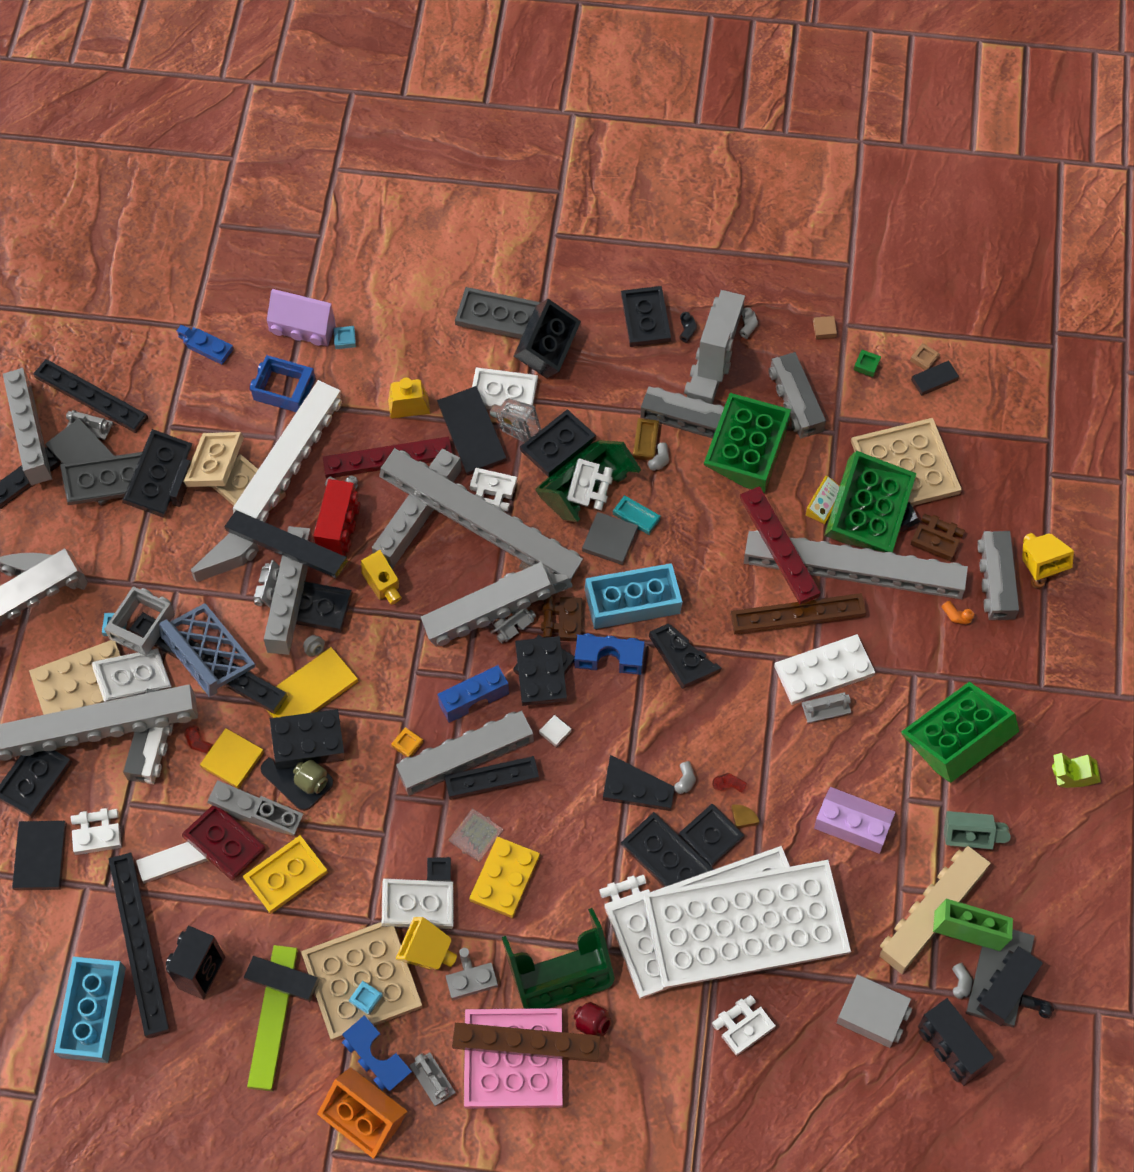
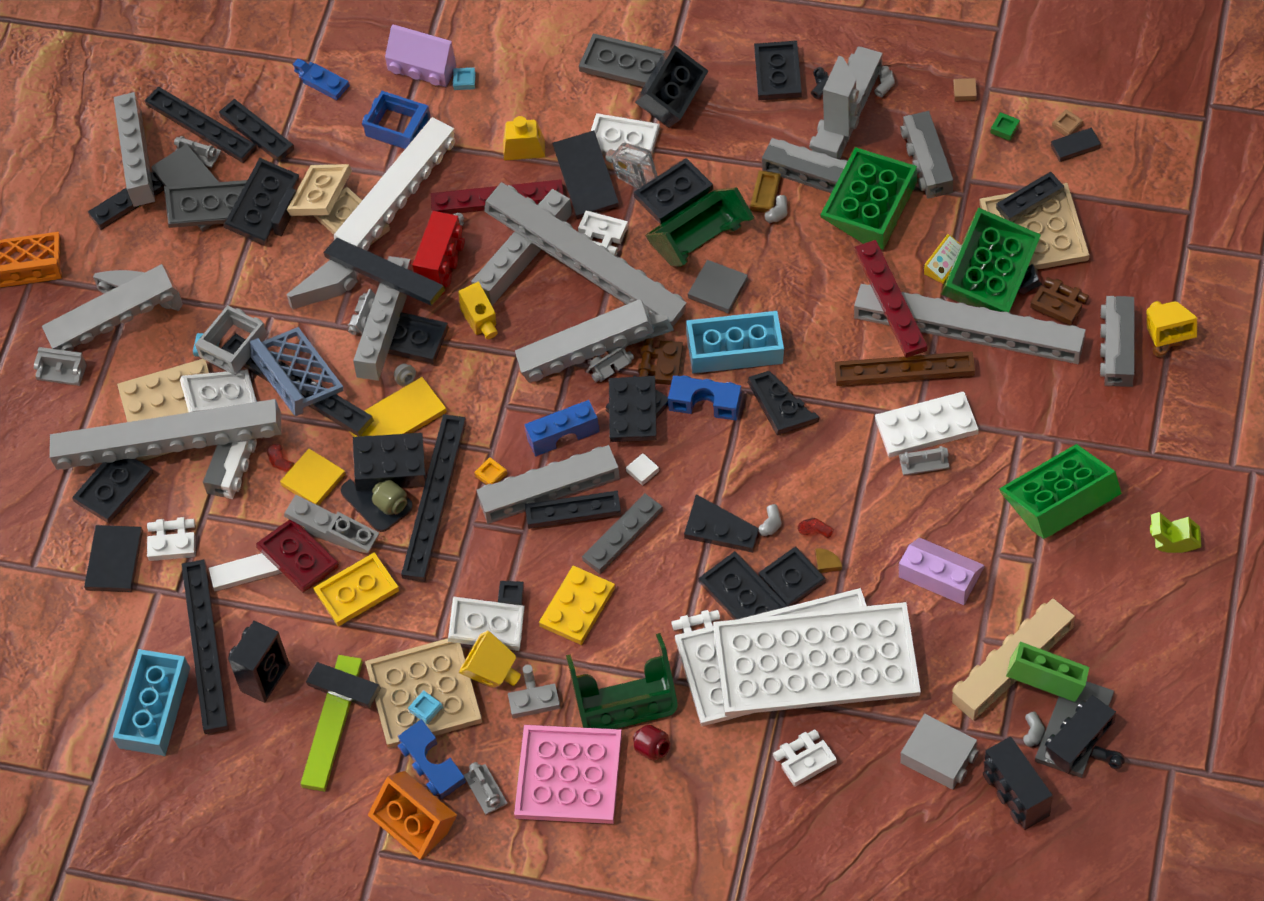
camera: 10 degrees right, 5 degrees down
(146, 399) = (256, 130): none -> black plate
(353, 774) = (433, 498): none -> black plate
(475, 835) = (551, 564): clear piece -> none
(526, 1042) = (582, 758): reddish brown plate -> none
(542, 799) = (622, 533): none -> dark grey plate
(583, 483) = (694, 229): white plate -> none
(637, 514) = (747, 263): teal tile -> none
(900, 435) = (1030, 197): none -> black plate
(962, 617) = (1071, 380): orange arm -> none
(974, 830) = (1062, 585): sand green brick -> none

